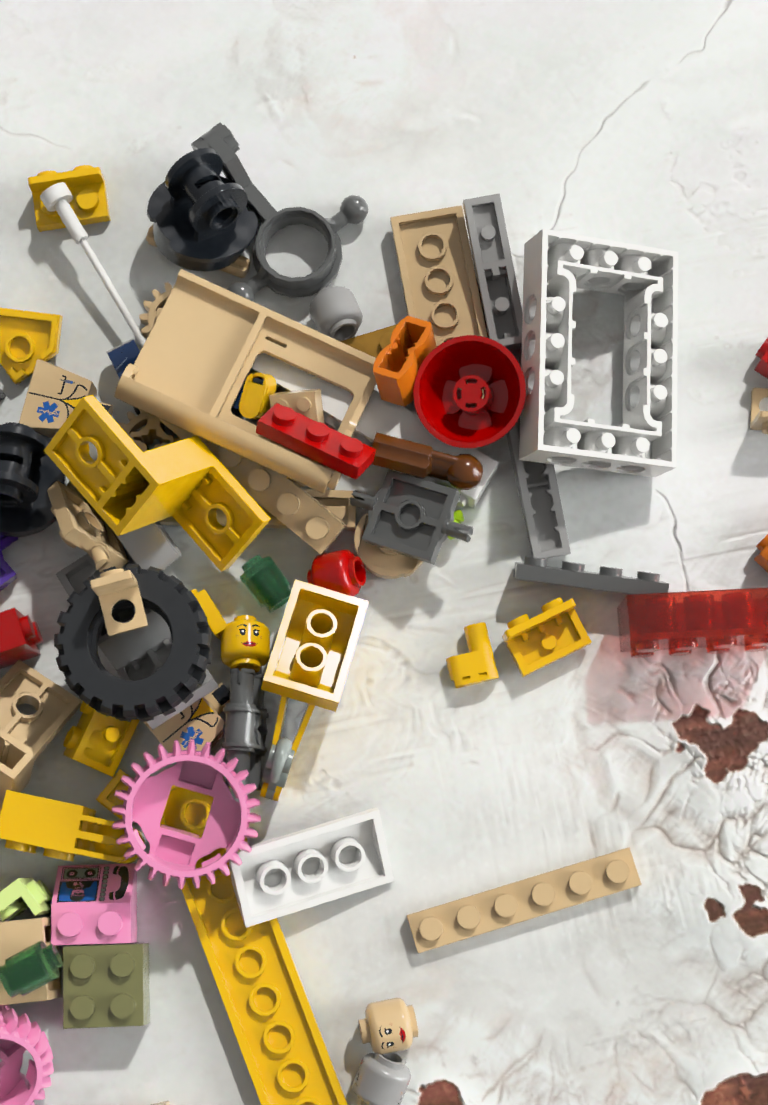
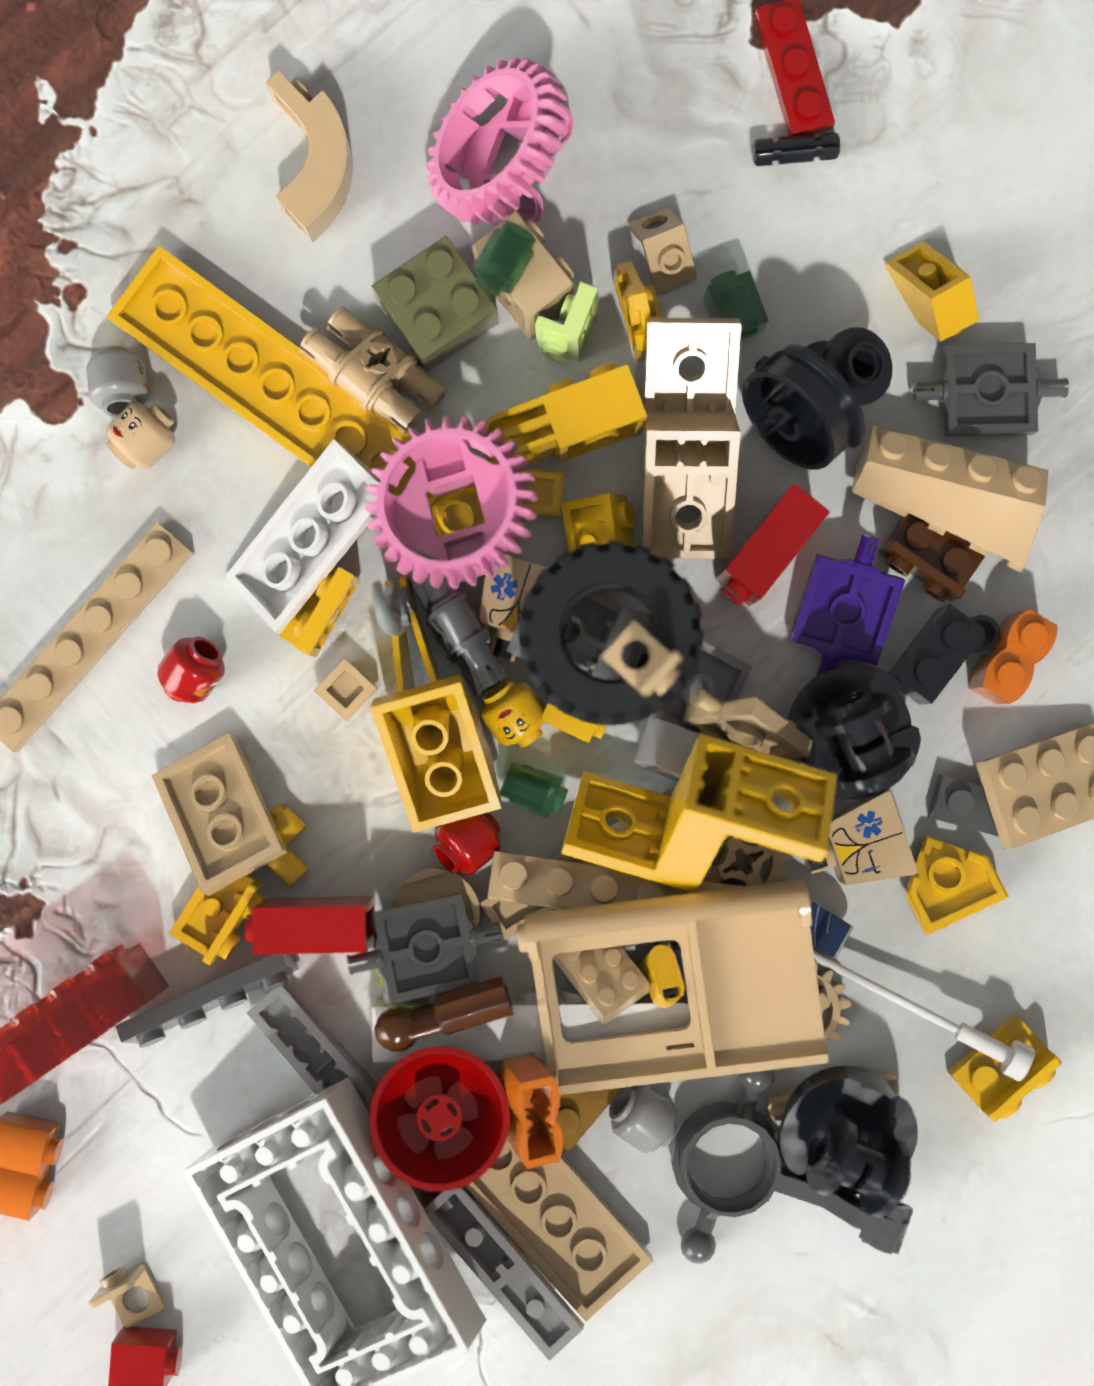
camera: 145 degrees right, 10 degrees up
(94, 904) = (495, 365): bright pink slope -> none
(199, 968) = (373, 369): none -> tan pin
(316, 441) = (566, 964): red plate -> none
(341, 802) = (321, 612): none -> yellow bracket
(355, 739) = (346, 689): none -> tan plate
(459, 823) = (191, 670): none -> red head
(480, 581) = (311, 925): none -> red brick
(502, 704) = (219, 814): none -> tan plate

